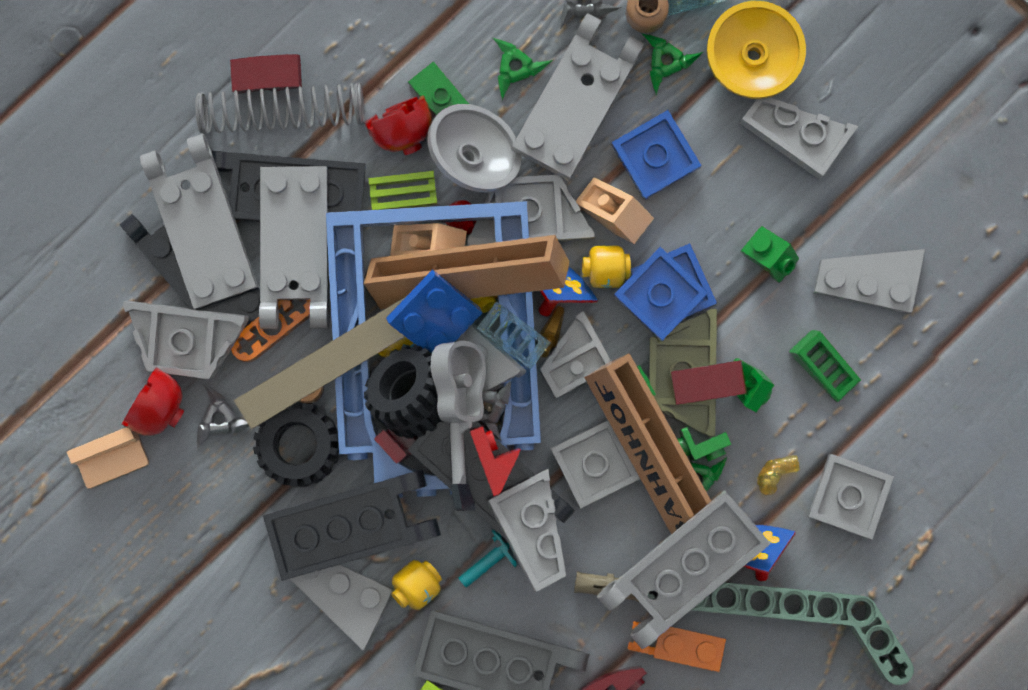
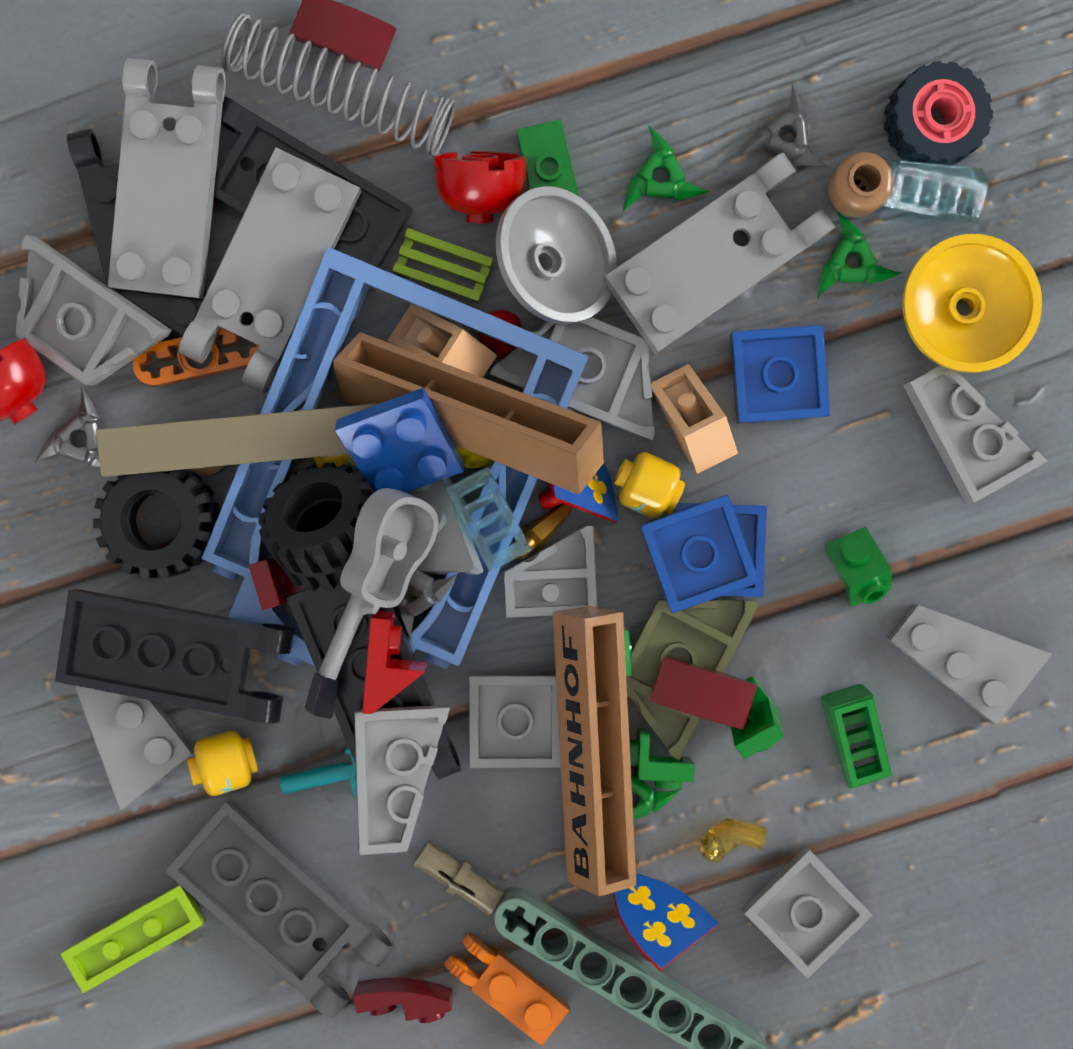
camera: 20 degrees right, 5 degrees up
(687, 566) = (563, 912): light grey hinge -> none

